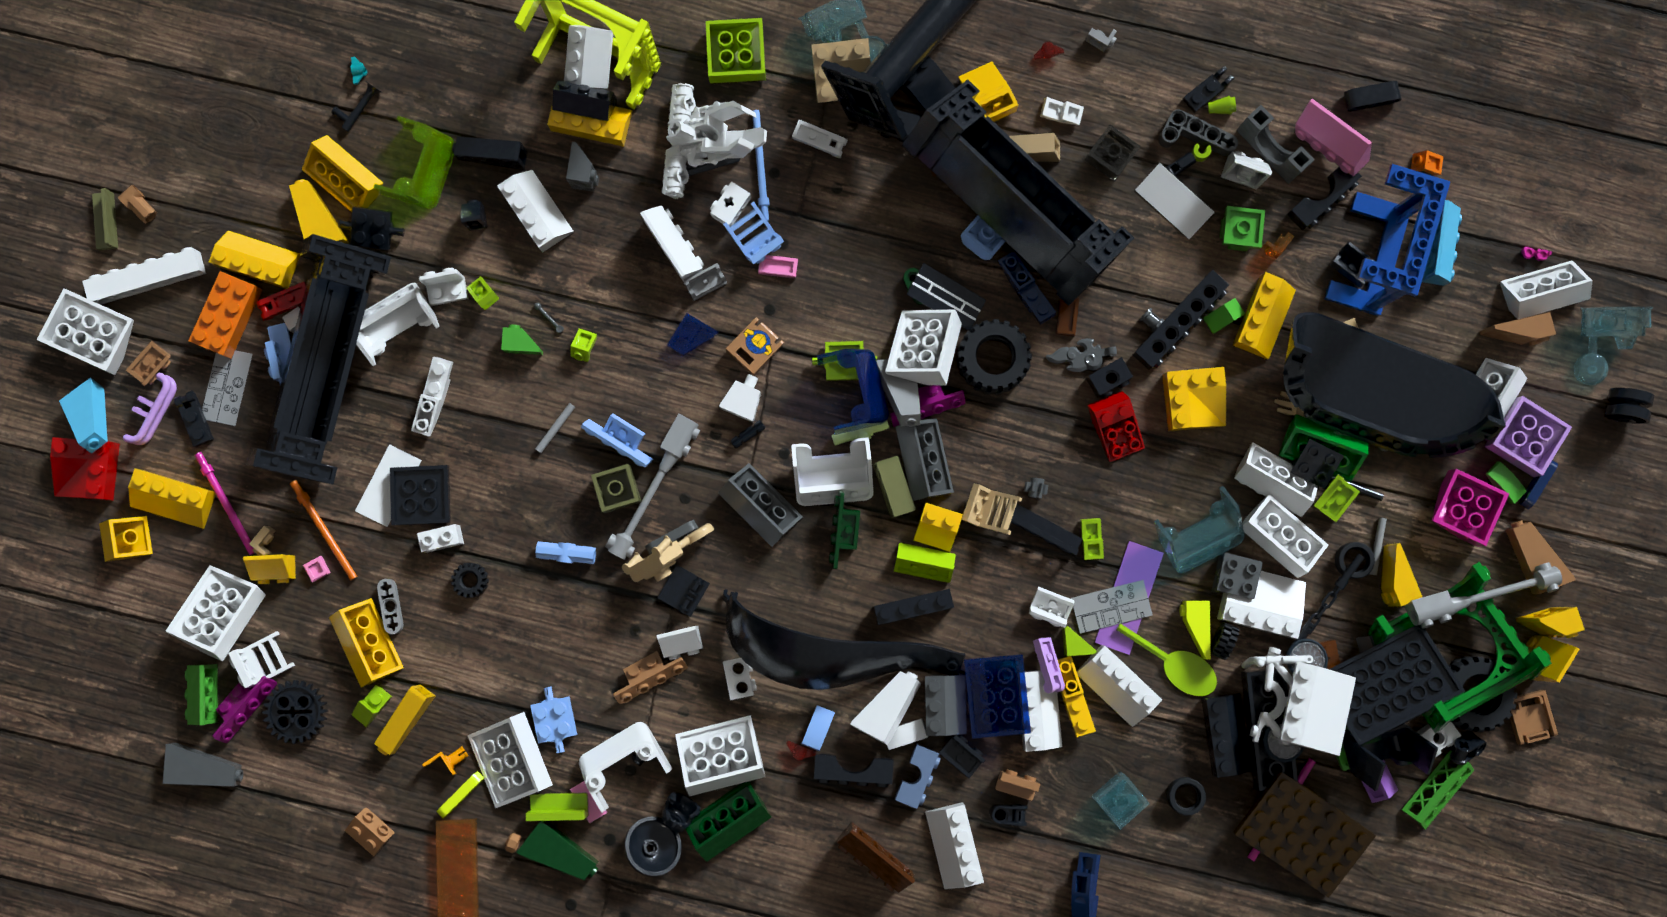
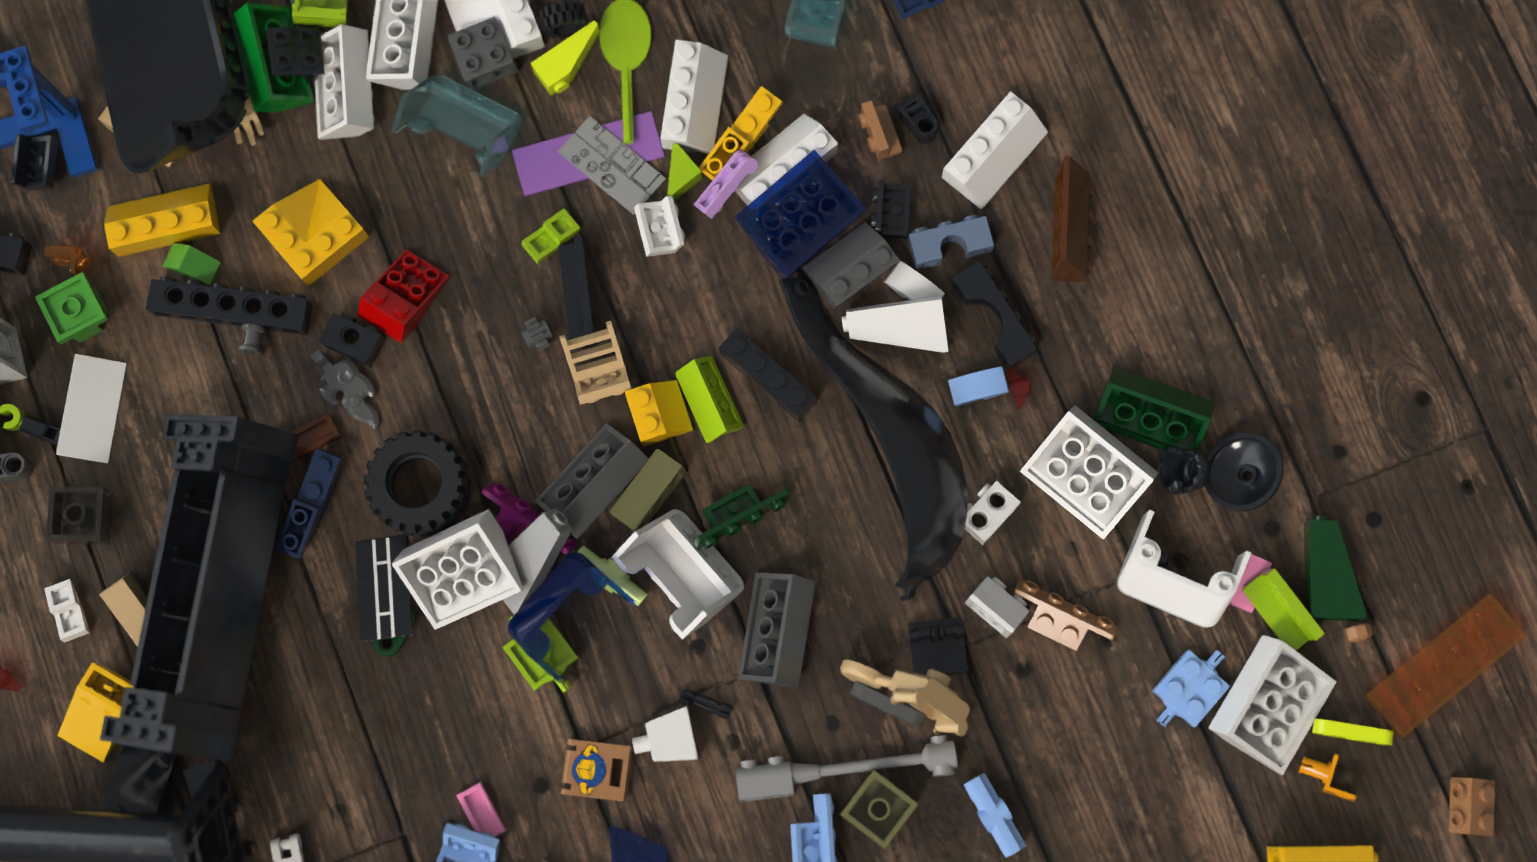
camera: 120 degrees left, 5 degrees down
(981, 239) = (285, 594): light blue slope -> none

